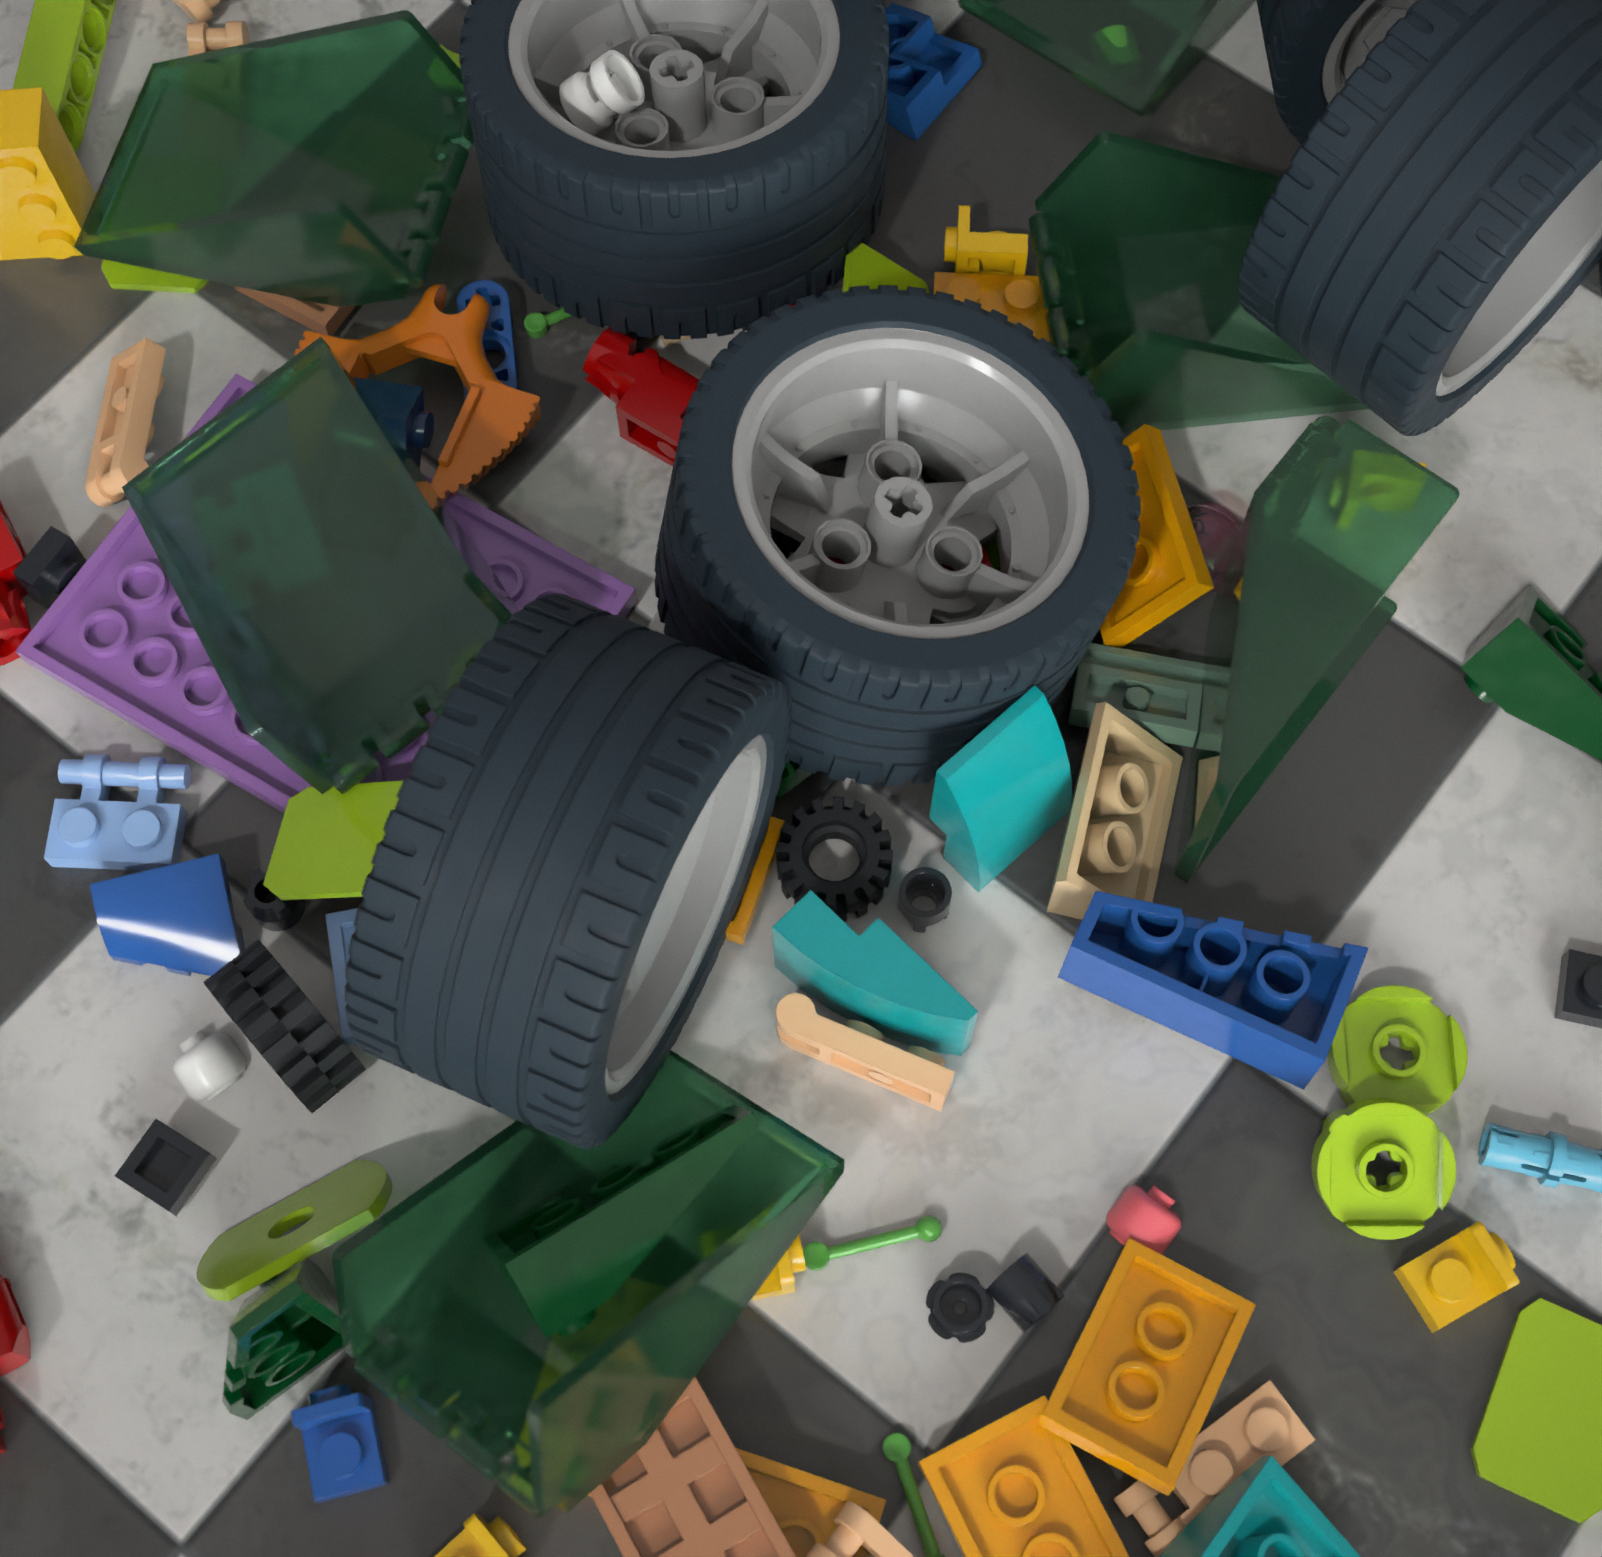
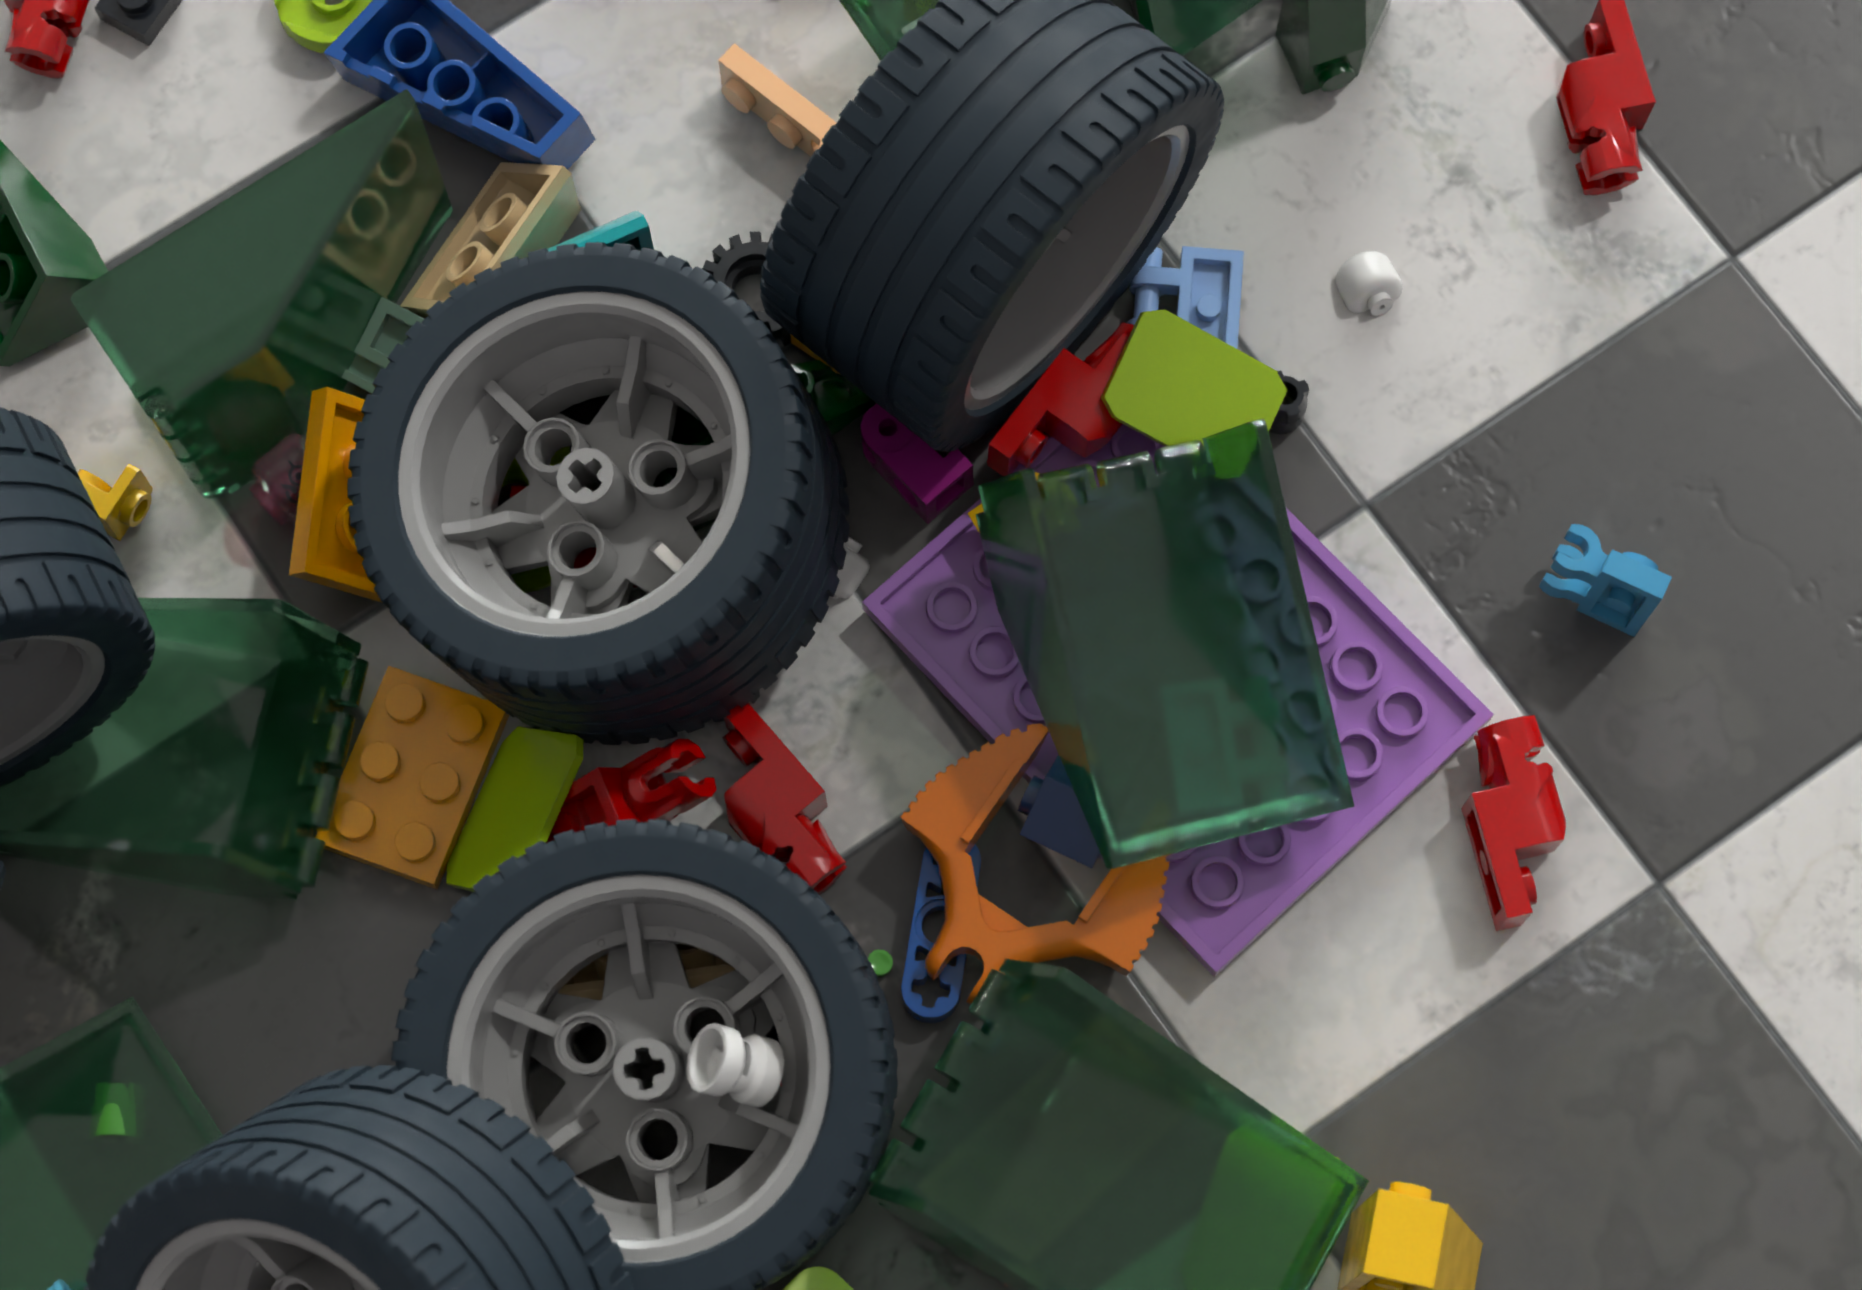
camera: 165 degrees left, 5 degrees up
(49, 567) = (1444, 797): black plate -> none
(118, 833) = (1421, 516): light blue plate -> none
(125, 421) = (1344, 950): light nougat plate -> none
(166, 1167) = (1419, 194): black plate -> none
(171, 917) = (1378, 411): blue slope -> none
(257, 1253) = (1266, 76): lime piece -> none
(284, 1026) = (1290, 248): black tyre -> none
(871, 978) = (748, 134): teal slope -> none
(927, 883) = (688, 218): black hose -> none
(984, 251) = (365, 877): yellow bracket -> none

